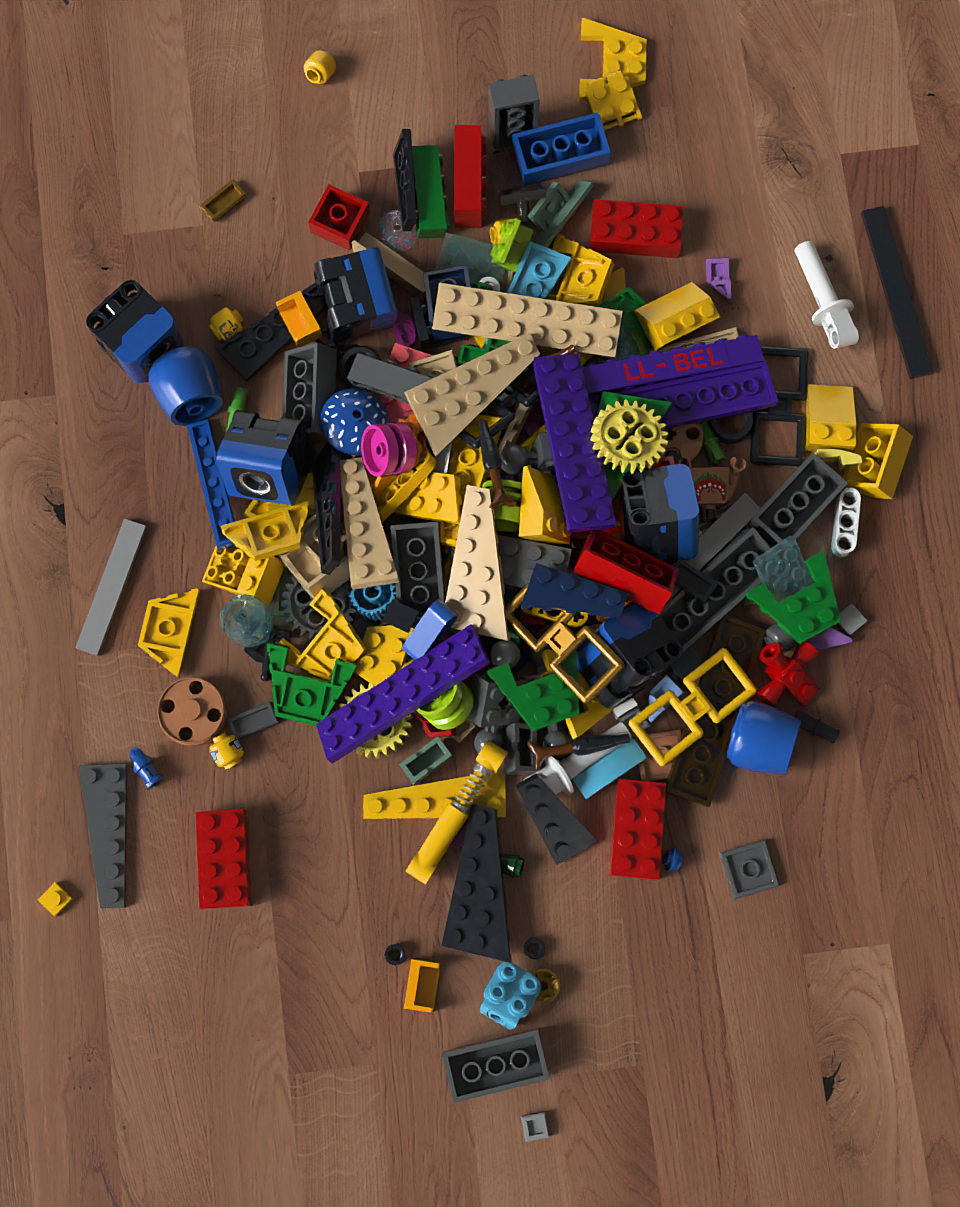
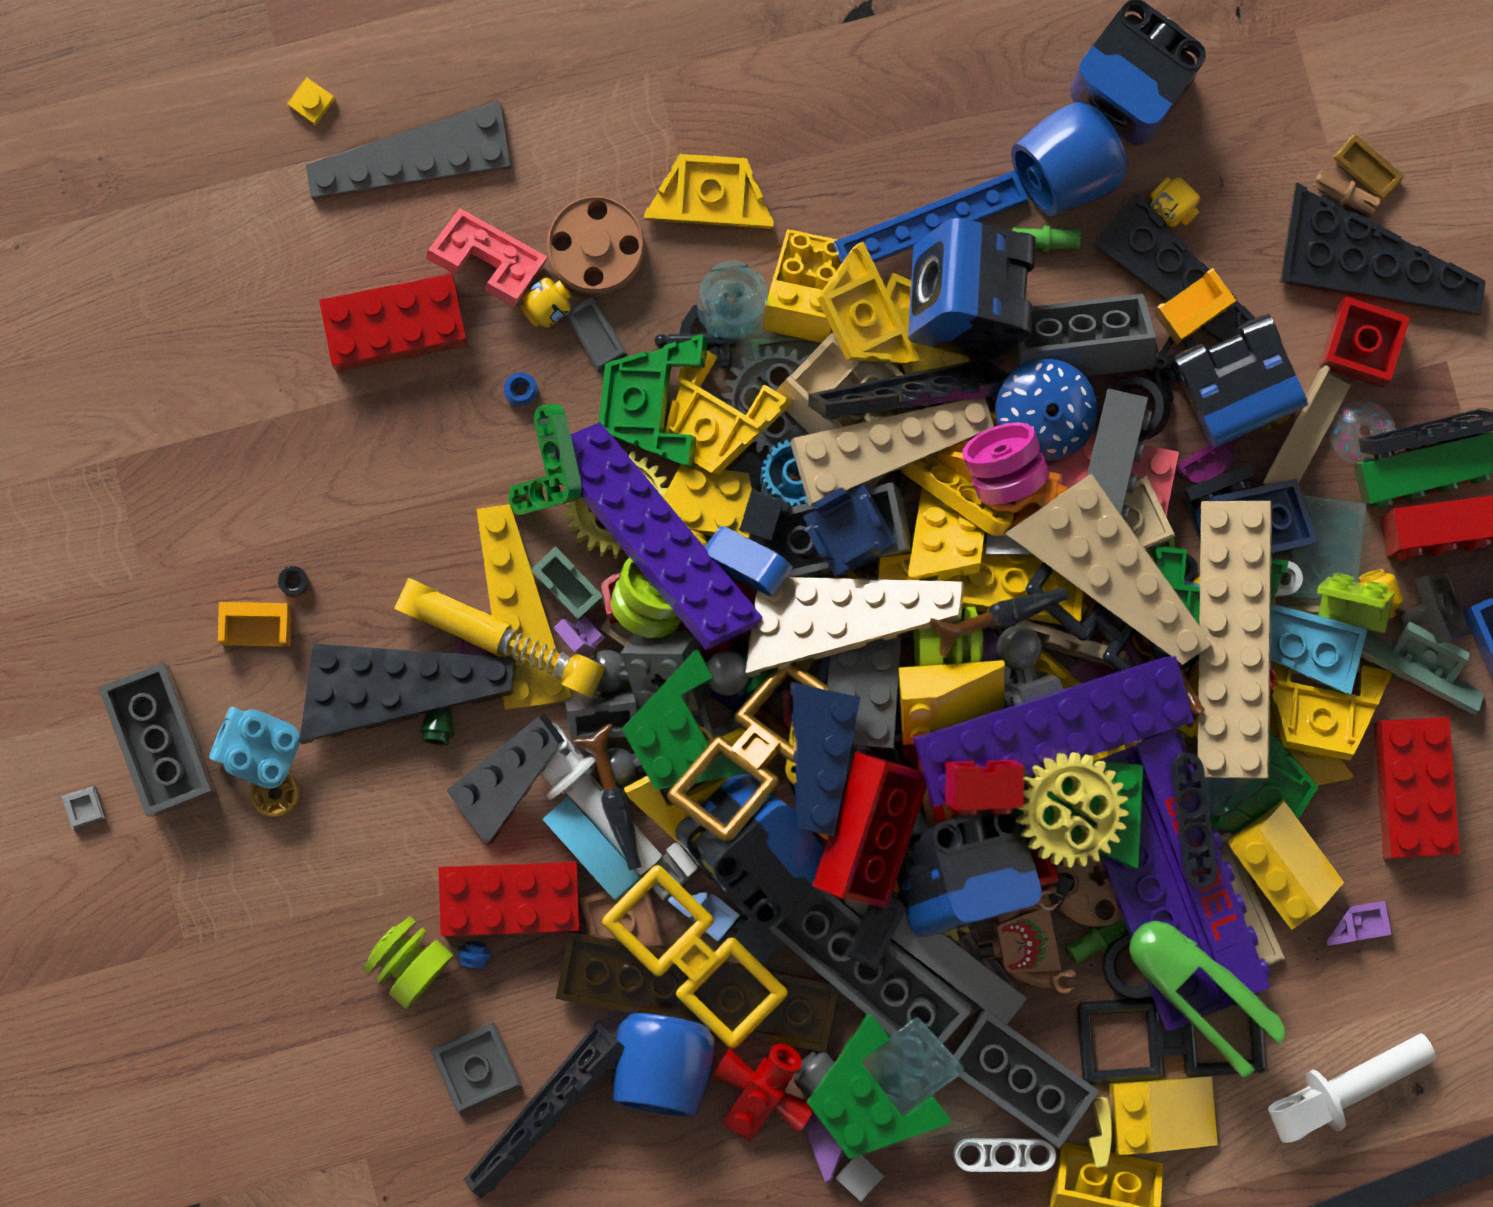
camera: 75 degrees right, 5 degrees up
(111, 587) = (760, 103): light grey tile -> none
(142, 764) = (514, 190): blue piece -> none
(171, 796) = (515, 261): none -> coral plate
(238, 216) = (1345, 192): none -> medium nougat axle
(281, 770) = (516, 379): none -> blue plate
(282, 214) = (1357, 257): none -> black wing
(348, 755) = (551, 431): none -> green beam
(418, 558) = (848, 529): none -> dark blue panel
(462, 755) = (581, 636): none -> medium lavender slope
(541, 951) = (315, 774): black axle -> none
(609, 483) = (993, 788): none -> red brick
(643, 366) = (1187, 820): none -> black beam
(673, 905) = (407, 961): none -> lime wheel
(735, 387) = (1171, 958): none -> bright green piece
(771, 807) = (570, 1081): none -> black wing
(817, 727) = (693, 1142): black axle -> none

